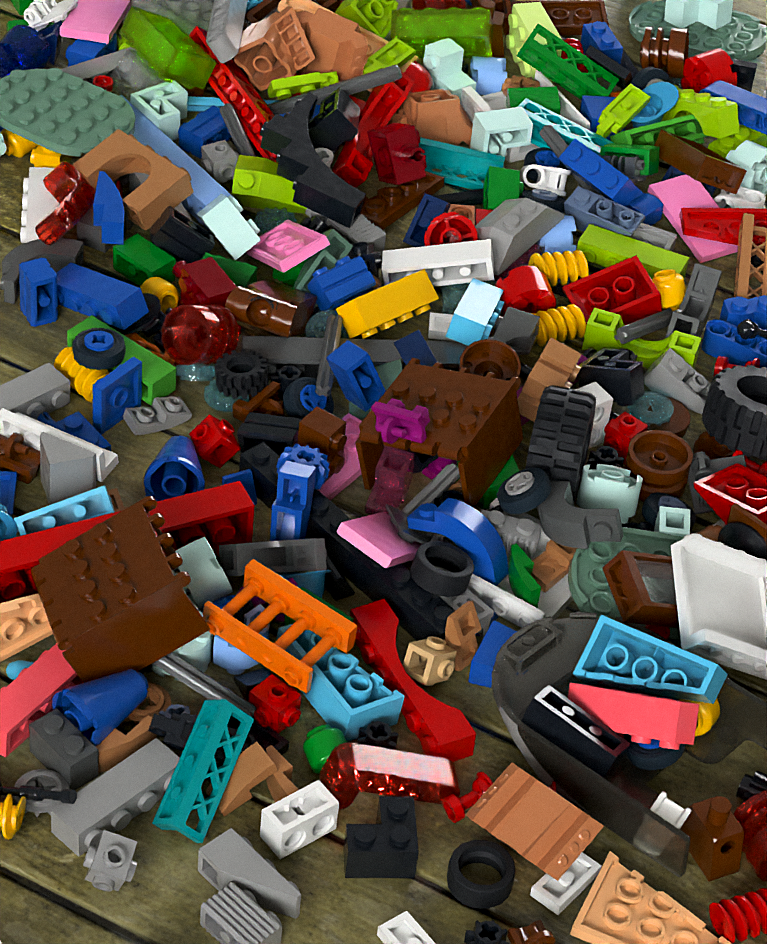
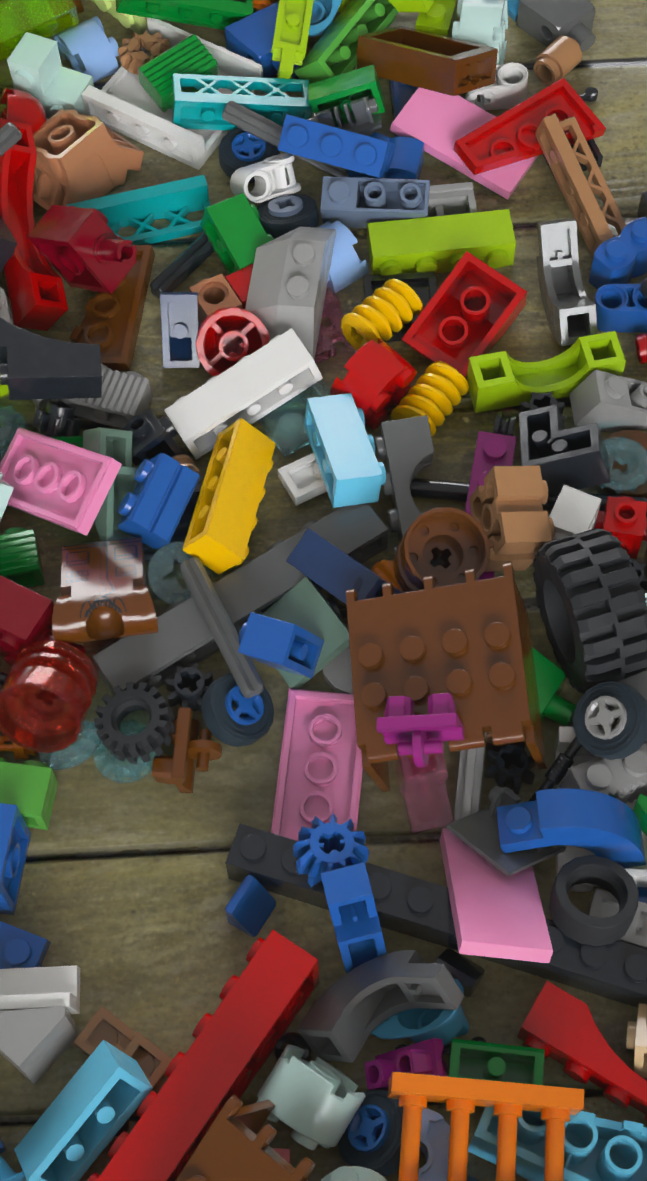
camera: 25 degrees left, 20 degrees up
(162, 415) = (66, 843): light grey slope -> none
(174, 470) = (160, 934): blue cone -> none
(214, 440) = (170, 848): red brick -> none
(271, 429) = (234, 793): black brick -> none
(327, 433) = (315, 783): reddish brown brick -> none
(500, 129) = (176, 141): light aqua brick -> none
(644, 326) = (532, 343): dark grey axle -> none
(671, 288) = (519, 265): yellow head -> none

